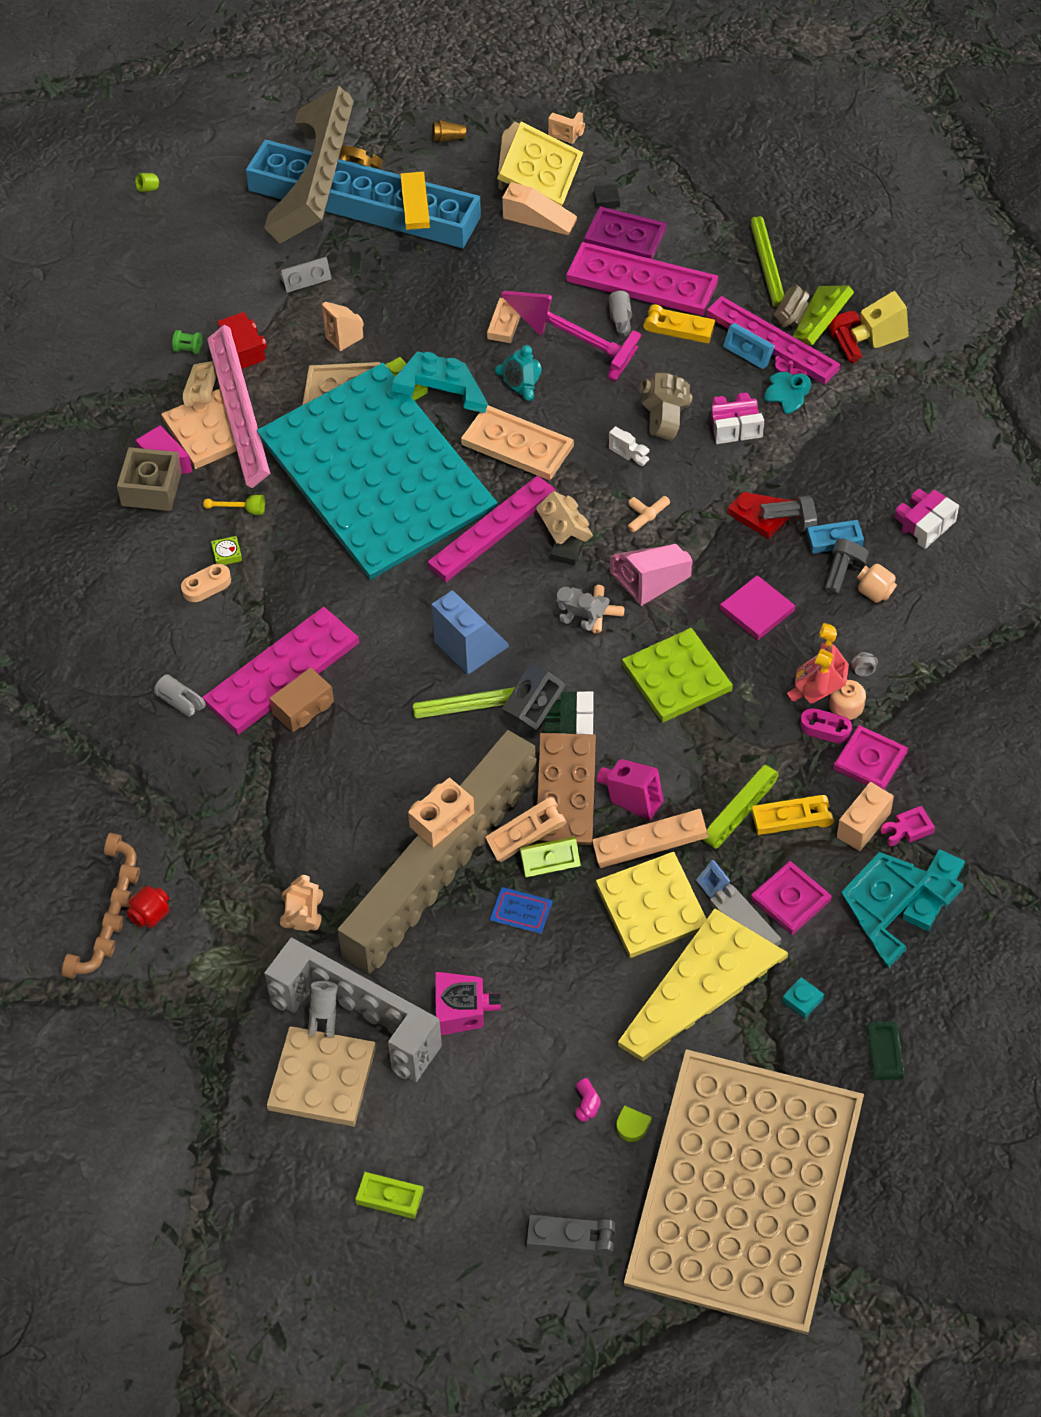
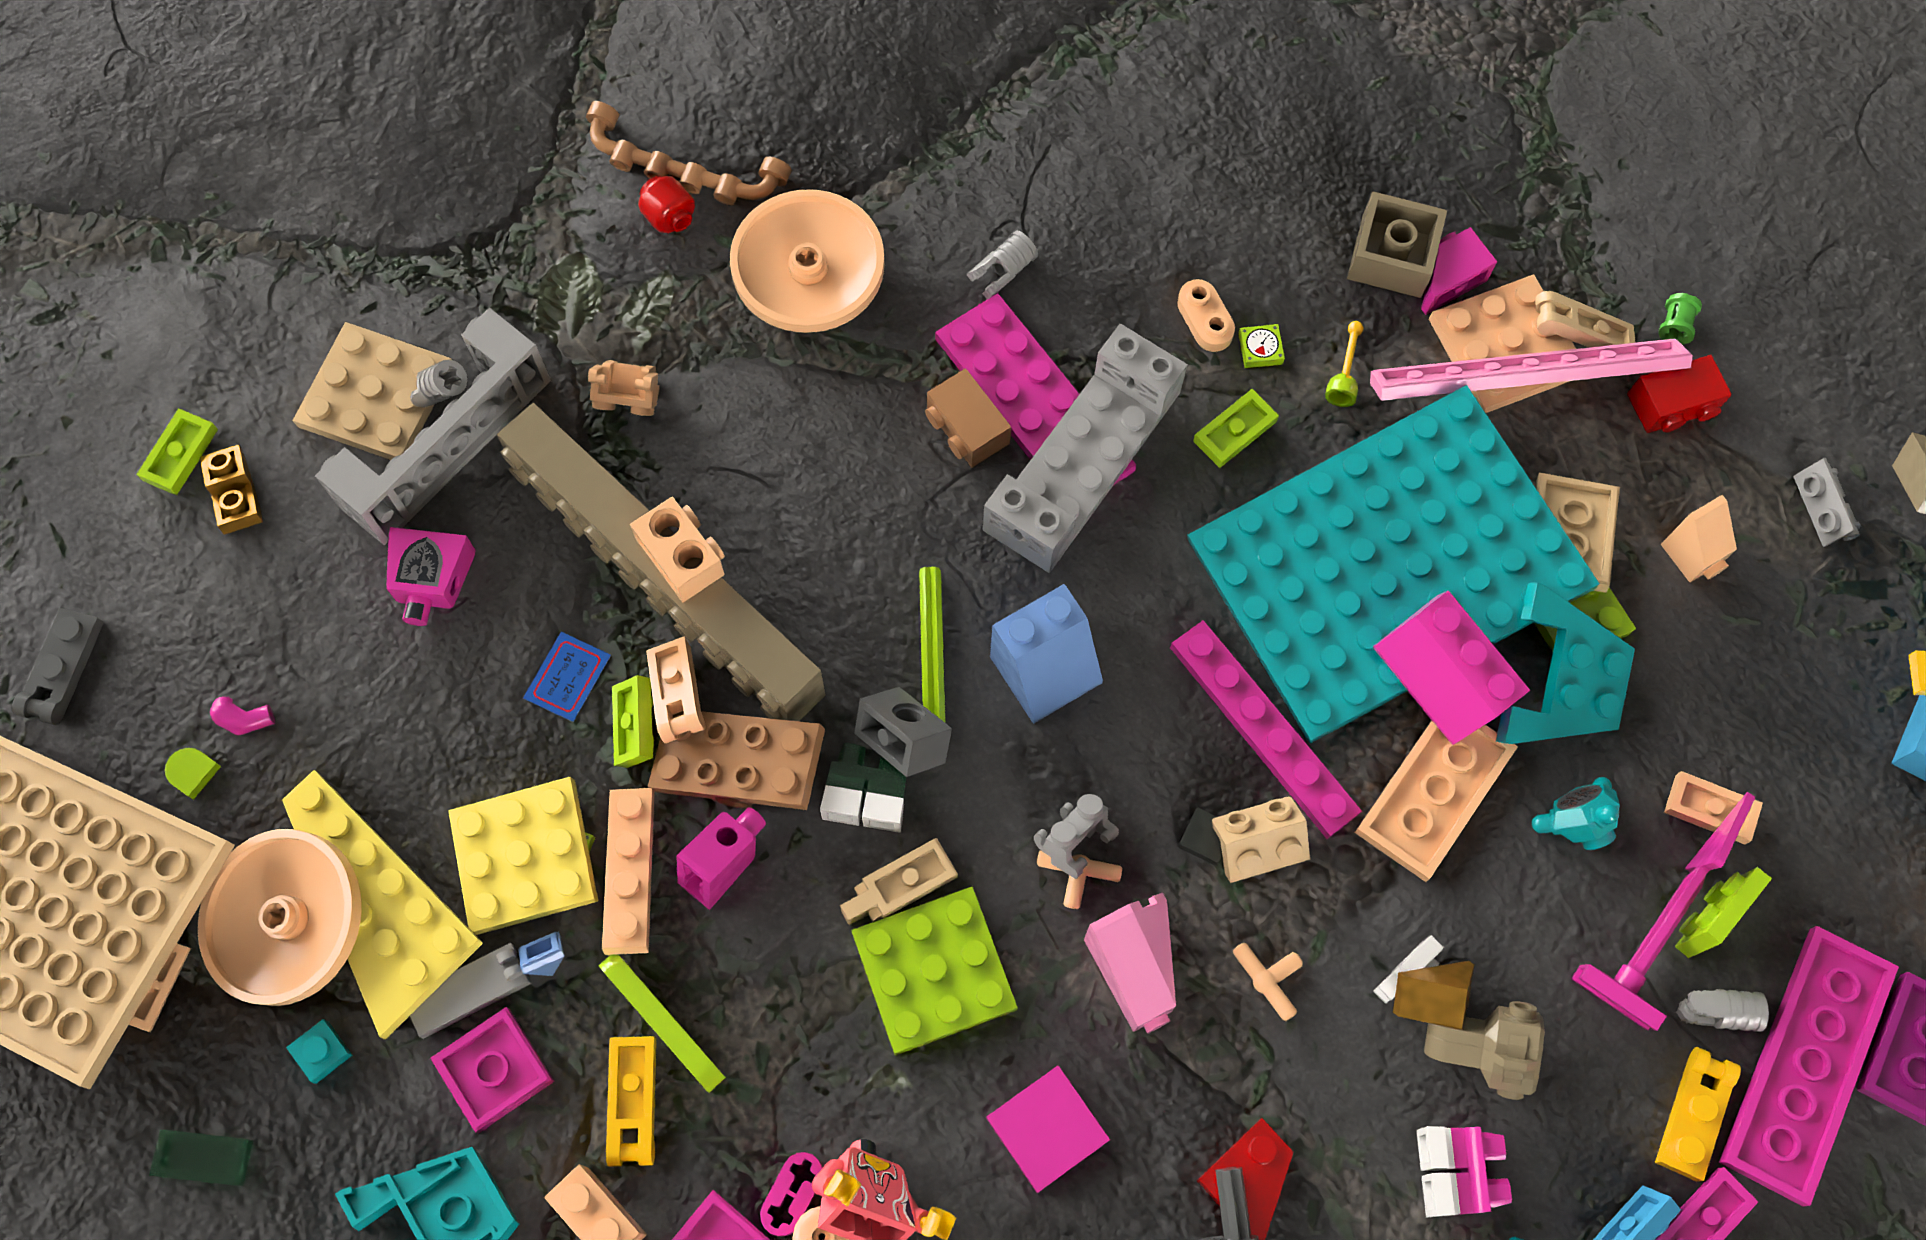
camera: 95 degrees right, 15 degrees up
(191, 806) = (807, 261): none -> light nougat dish
(290, 557) = (1235, 428): none -> lime plate
(321, 626) = (1086, 450): none -> light grey plate
(412, 1155) = (231, 489): none -> pearl gold slope
(447, 425) = (1451, 668): none -> dark pink slope
(571, 305) = (1725, 908): none -> lime plate
(628, 696) = (900, 883): none -> tan hinge
(643, 425) = (1435, 994): none -> pearl gold slope
(726, 1018) = (279, 918): none -> light nougat dish

